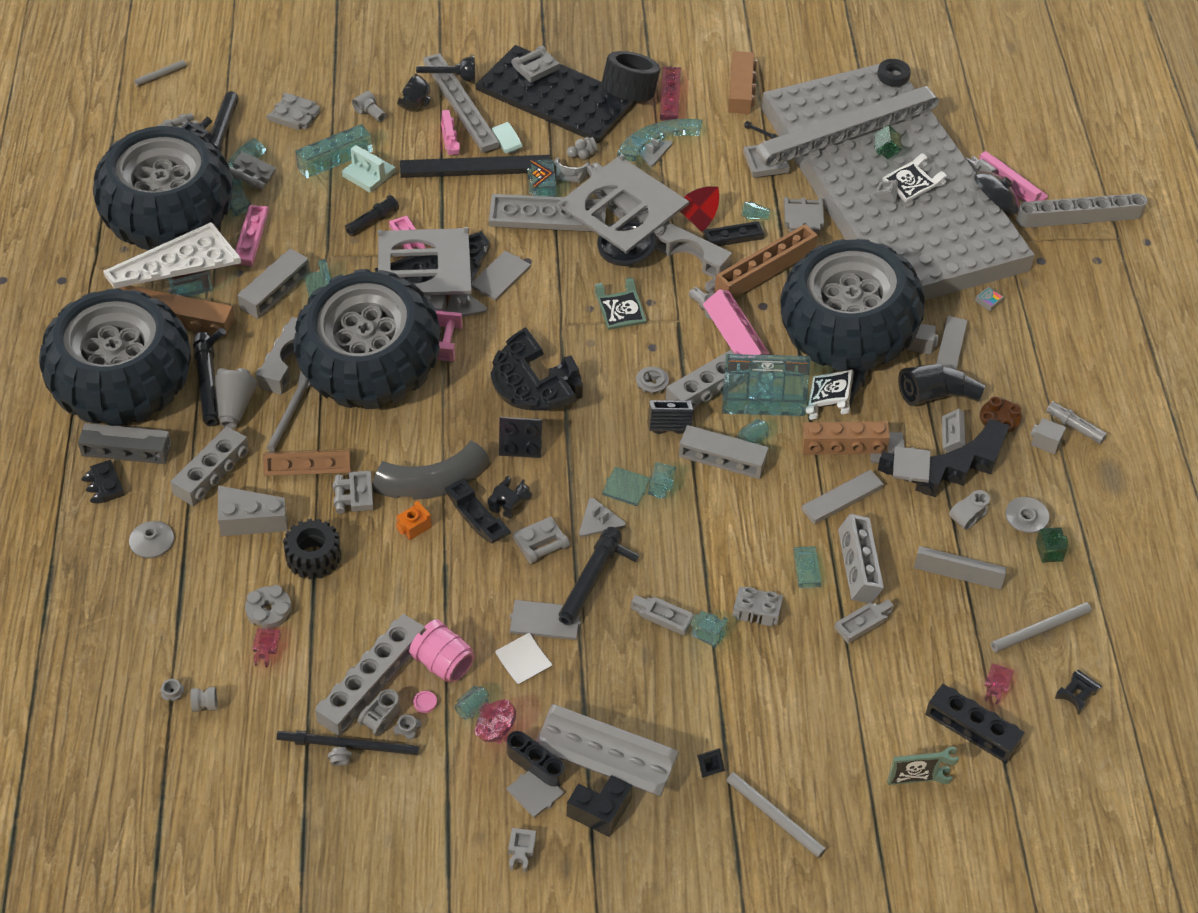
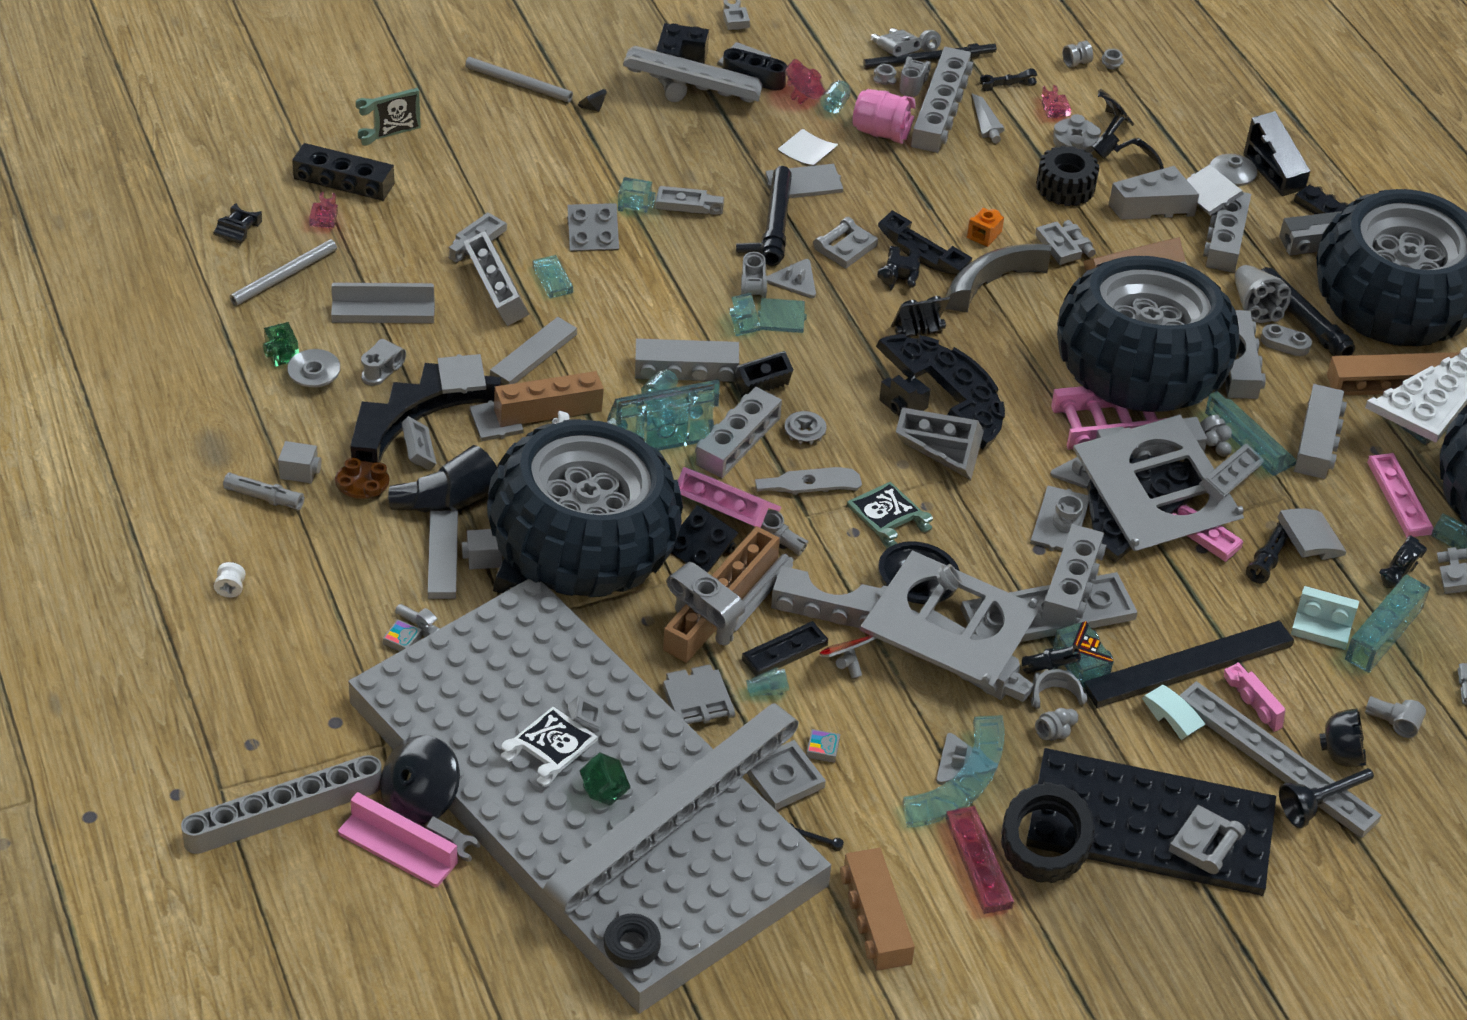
camera: 160 degrees right, 5 degrees down
(113, 523) = (1276, 154): none -> black wedge
(199, 499) = (1213, 189): none -> piece
(233, 360) = (1286, 340): none -> light grey plate
(246, 554) = (1108, 140): none -> black plant
(271, 687) = (988, 81): none -> black piece
(292, 181) = (1403, 562): none -> black animal
(337, 215) = (1311, 533): none -> light grey slope
(339, 644) = (987, 120): none -> light grey bar
(369, 253) = (1232, 472): none -> light grey tile
(371, 760) = (897, 42): none -> light grey piece
(498, 262) = (1068, 512): none -> light grey wheel
(524, 213) = (1073, 576): none -> light grey brick
(559, 332) = (942, 438): none -> light grey wedge
(567, 173) = (1051, 659): none -> black pin
(614, 217) = (948, 577): none -> light grey plate
(637, 518) = (754, 274): none -> light grey piece
(657, 337) = (821, 479): none -> light grey piece
(734, 173) = (823, 745): none -> light grey tile
(760, 311) = (703, 539): none -> black hinge
(786, 237) = (707, 598): none -> light grey piece
(972, 297) = (423, 619): none -> light grey bar
(1106, 357) = (229, 579): none -> white wheel

